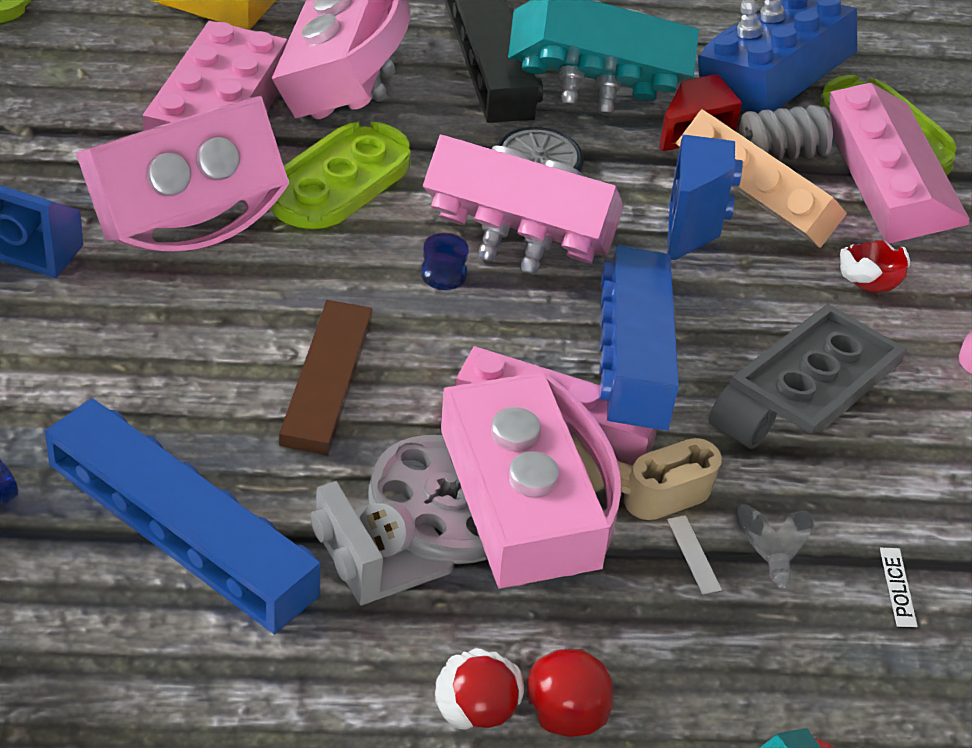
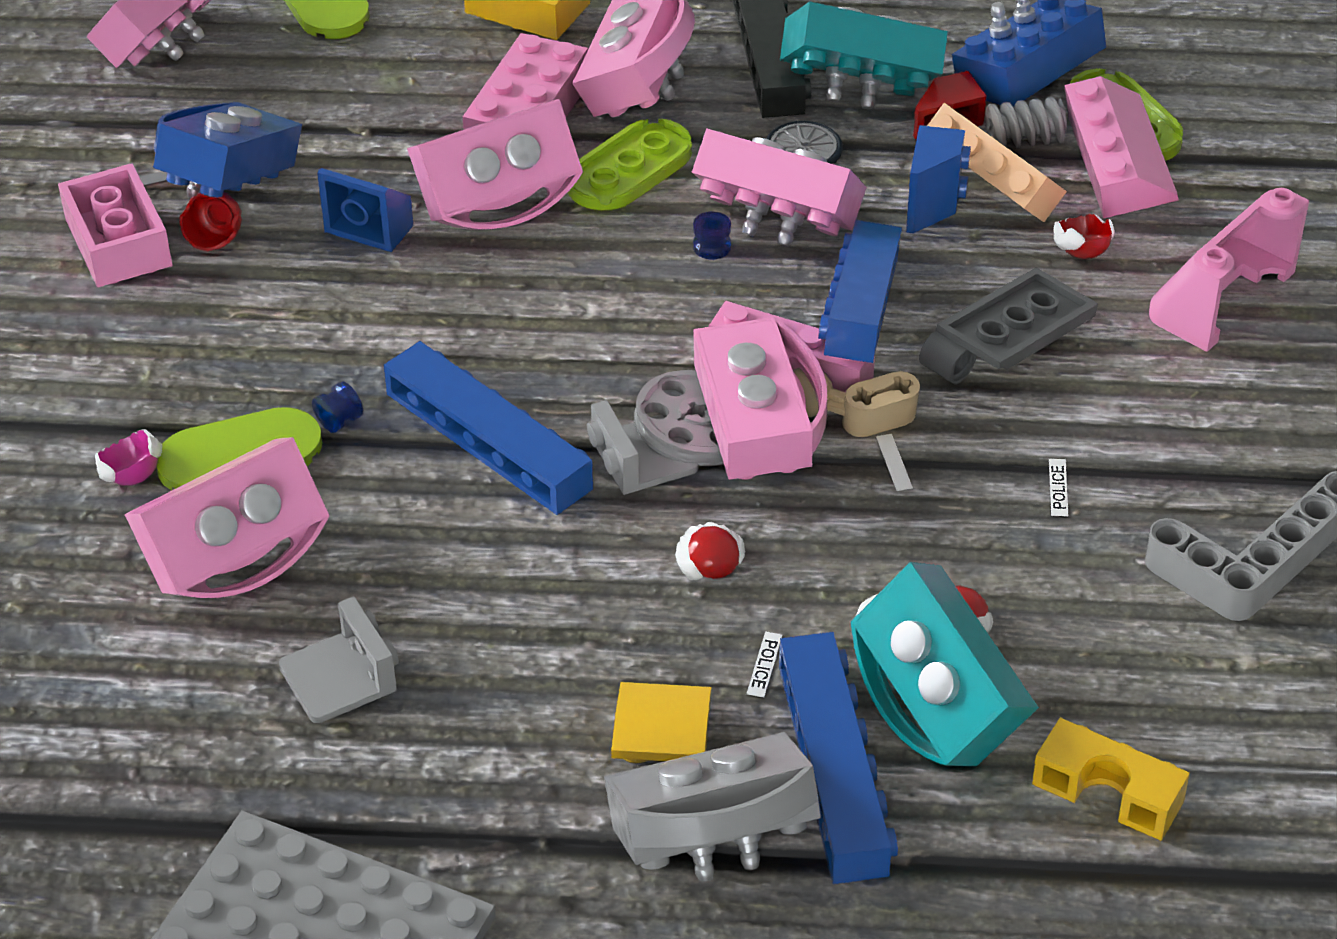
camera: 10 degrees right, 0 degrees up
(326, 378) = (607, 327): reddish brown tile -> none
(388, 526) = (647, 435): light grey tile -> none
(570, 692) = (780, 555): red hair -> none
(773, 547) = (962, 457): clear piece -> none

